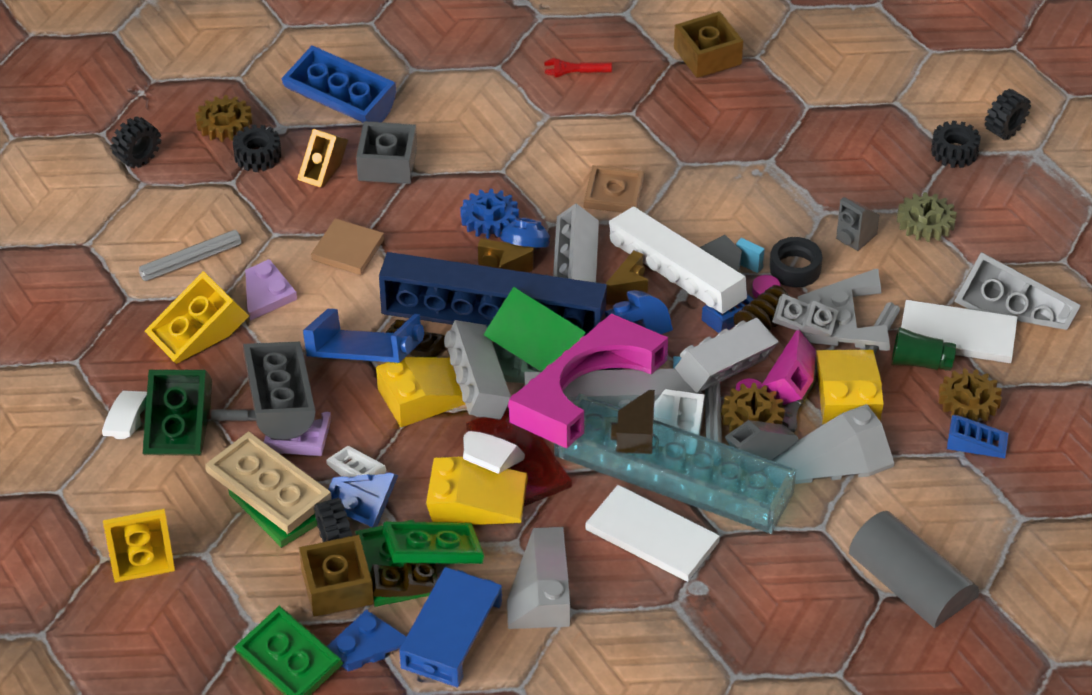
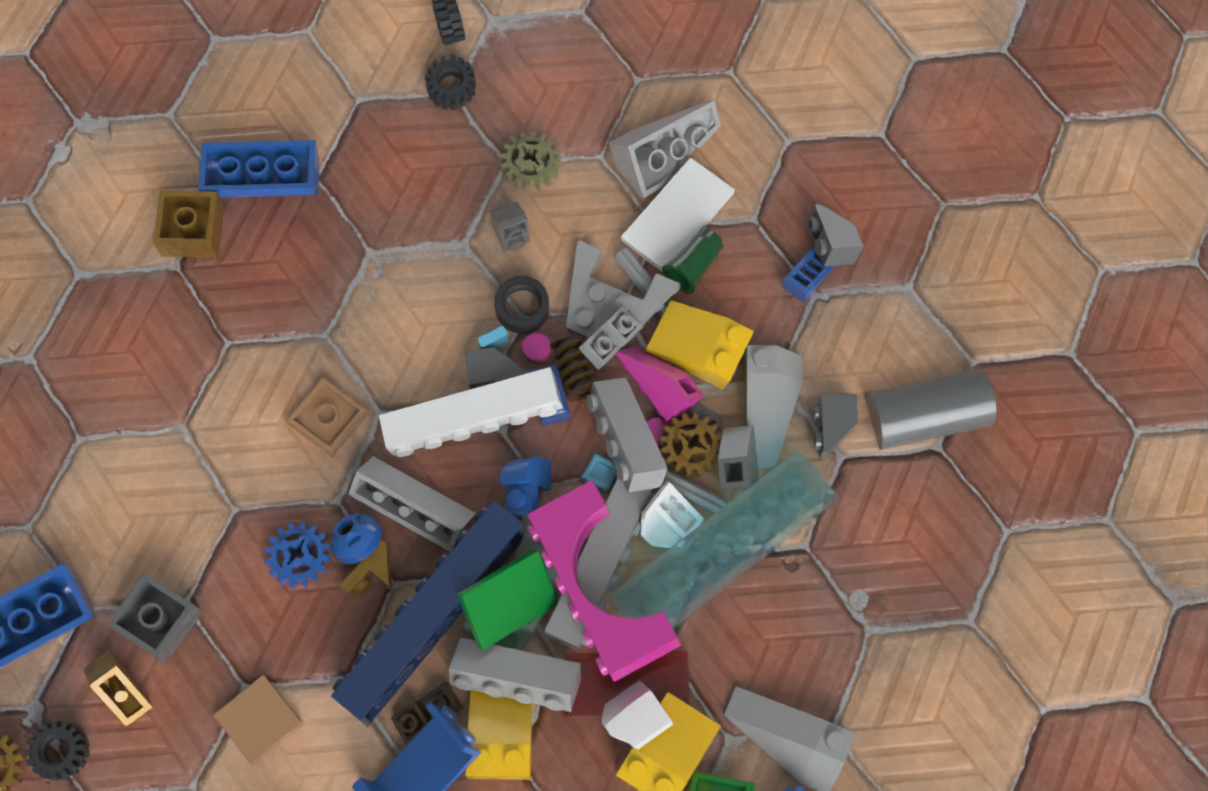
camera: 65 degrees left, 25 degrees up
(562, 67) = (123, 375): red piece -> none
(627, 278) = (468, 474): pearl gold slope -> none
(635, 425) = (688, 566): dark brown slope -> none
(652, 532) = (781, 608): white tile -> none
(786, 65) = (260, 168): none -> blue brick
(845, 503) = (836, 421): none -> dark grey slope
(970, 395) = (778, 255): pearl gold gear -> none
(1019, 436) = (834, 237): none -> slope

